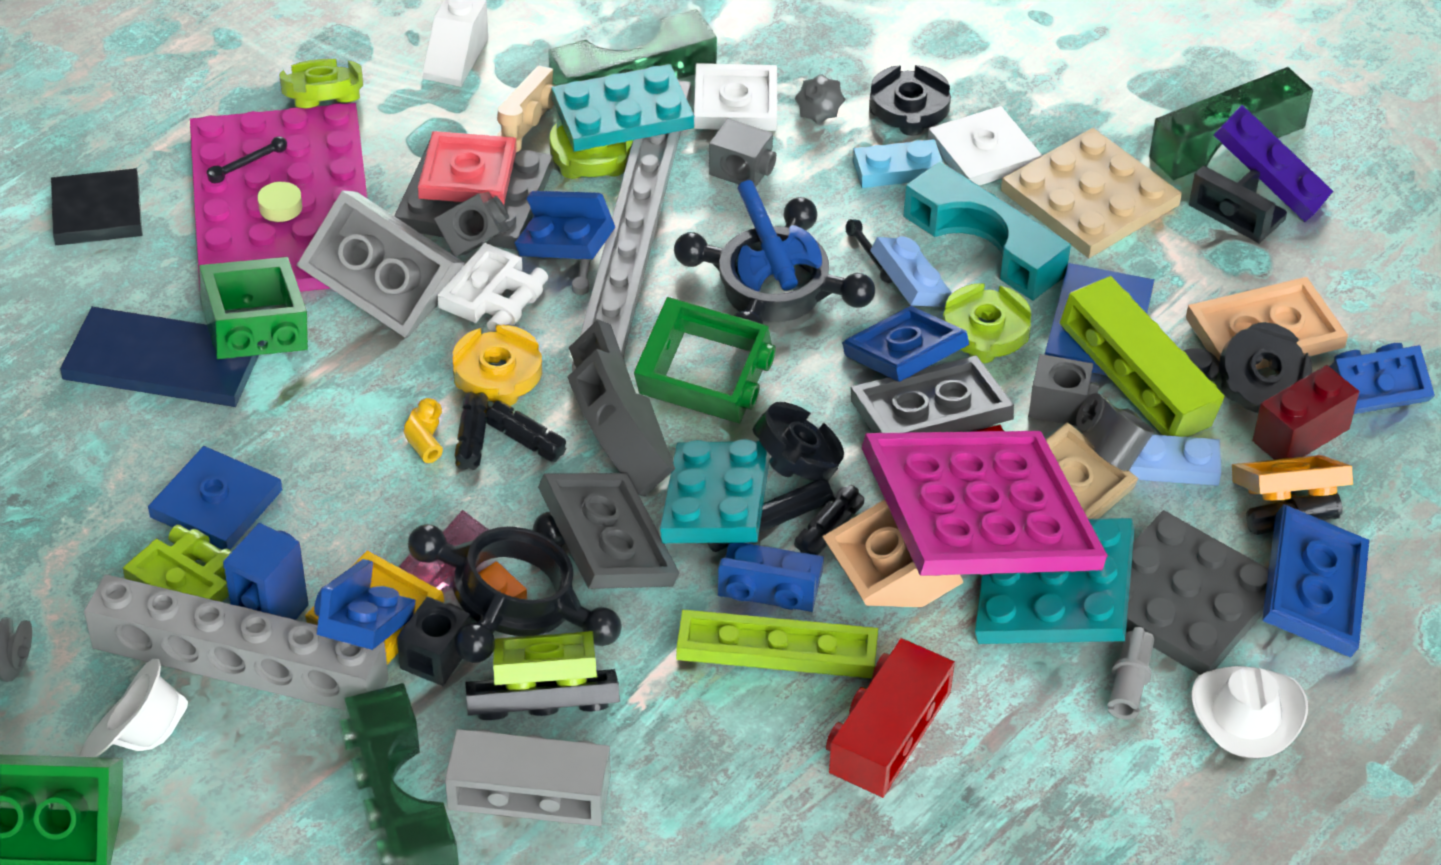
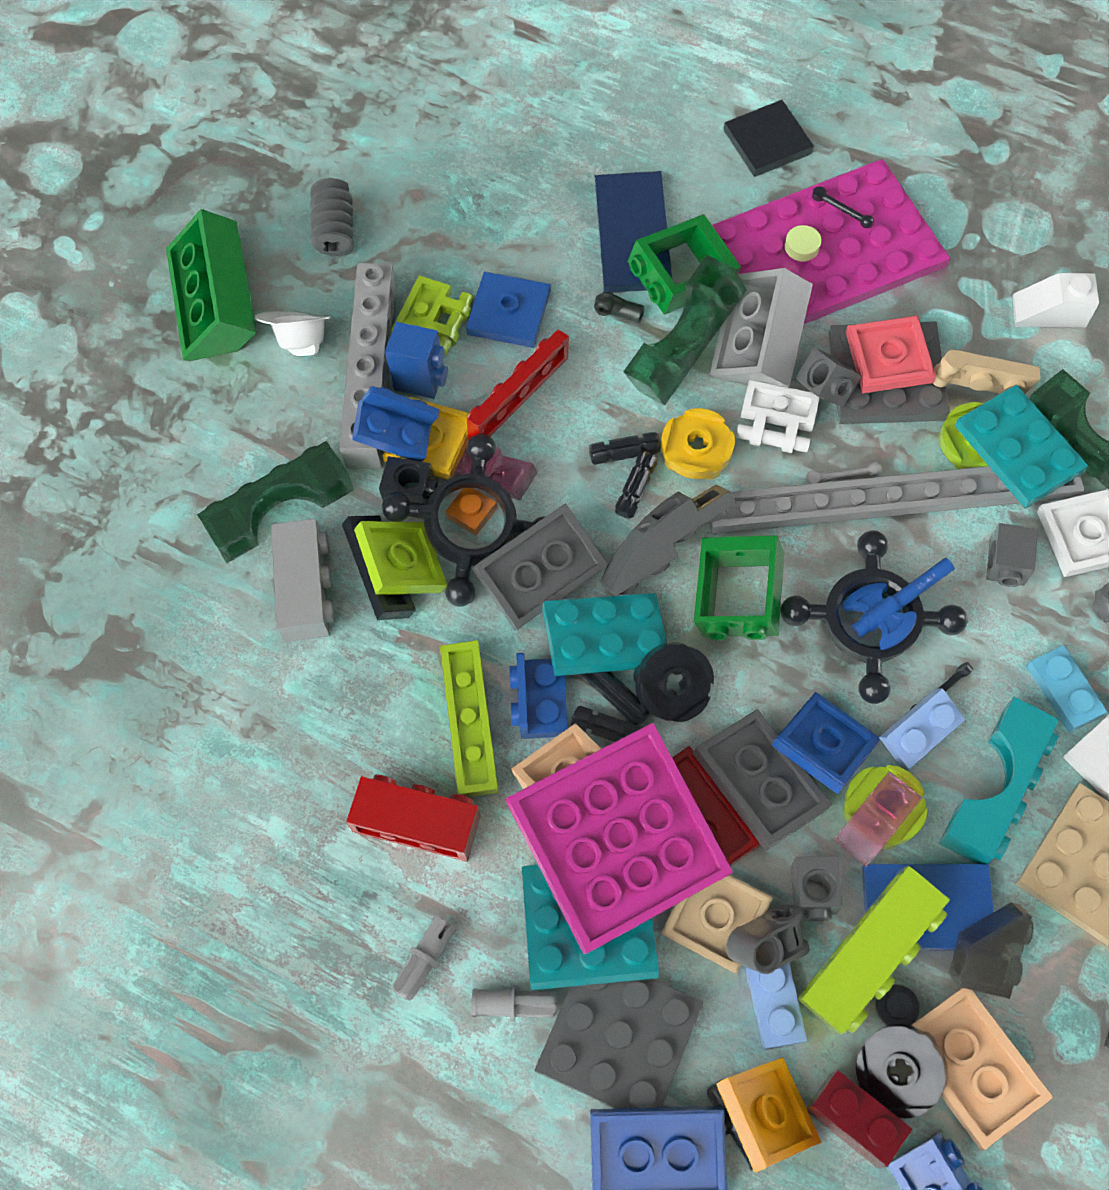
camera: 80 degrees right, 20 degrees up
(268, 393) = (611, 304): none -> pearl dark grey arm
(321, 80) = (957, 226): lime plate -> none
(353, 500) = (523, 382): none -> red plate
(356, 319) = (710, 299): none -> clear green arch
(421, 428) = (614, 414): yellow arm -> none
(565, 225) = (858, 446): blue bracket -> none
(1010, 316) = (877, 819): none -> clear pink slope
(1061, 742) = (423, 958): none -> light grey axle
(1160, 271) = (991, 951): none -> clear smoke slope
(1249, 709) = (500, 1110): white hat -> none

